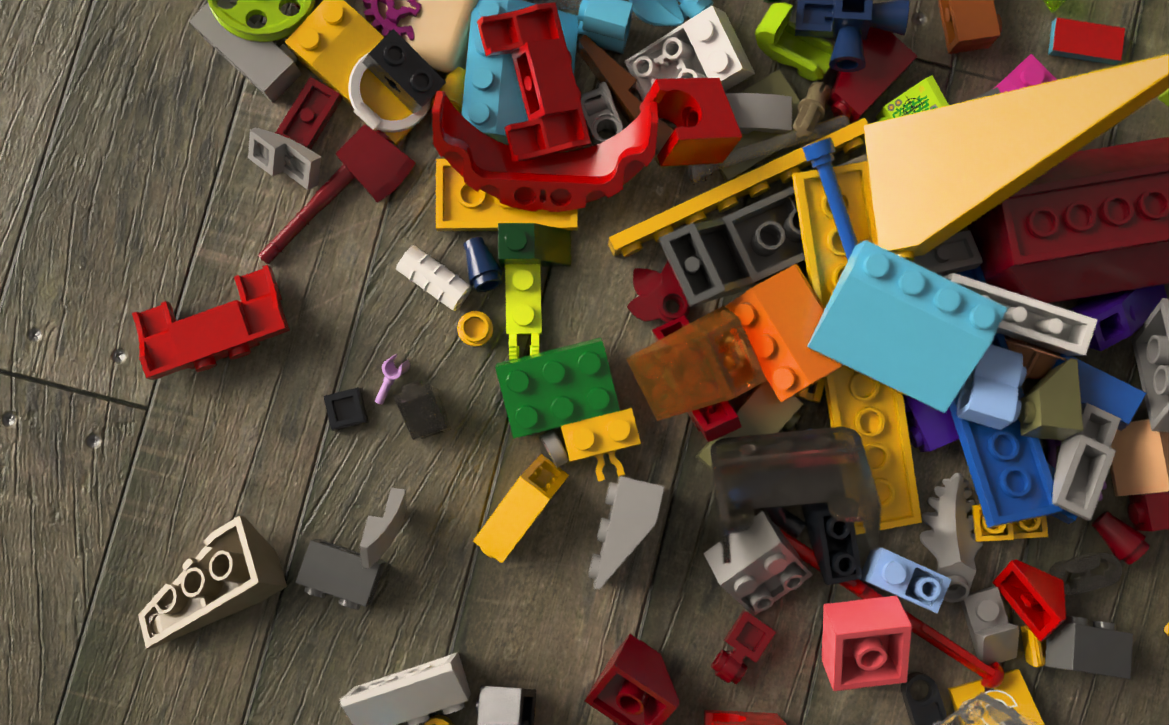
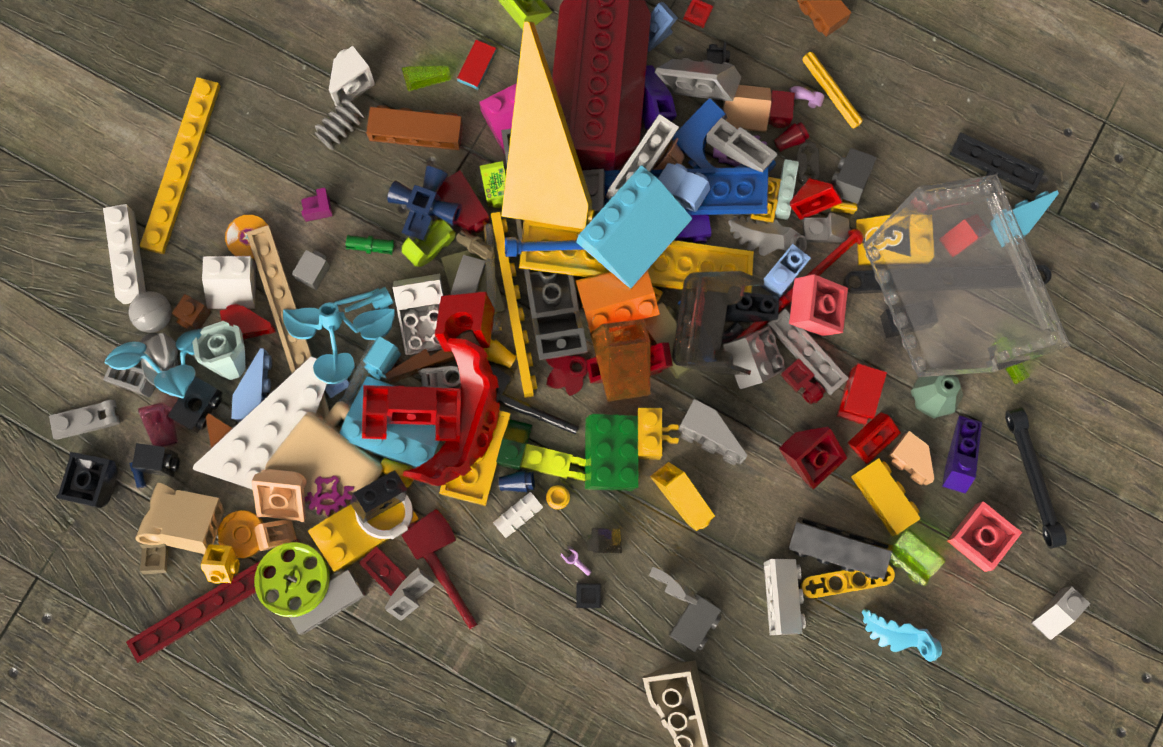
camera: 75 degrees left, 5 degrees down
(212, 334) = (517, 670): red bracket -> none
(554, 448) = (649, 465): light grey tile -> none
(627, 204) = (504, 377): none -> black piece
(660, 187) = (499, 354): none -> yellow cone
(789, 645) = (809, 352): none -> light grey plate
(1035, 549) = (786, 189): none -> light aqua piece
(1053, 404) = (702, 154): olive slope -> none

